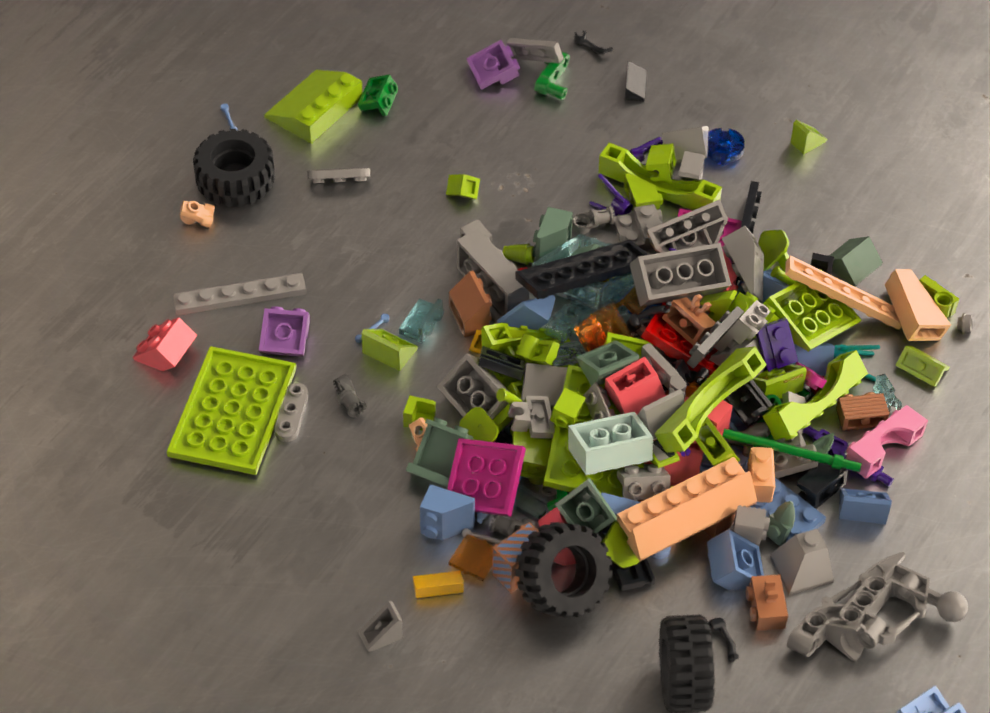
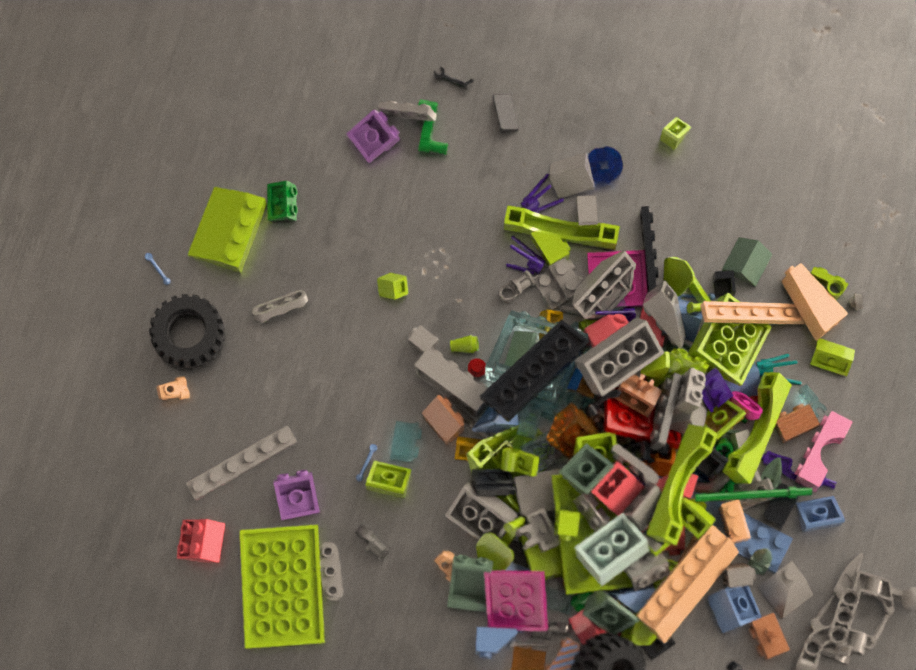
camera: 15 degrees left, 25 degrees up
(418, 408) = (437, 542): lime panel -> none
(553, 231) = (491, 323): sand green slope -> none
(663, 160) = (557, 208): lime hinge -> none

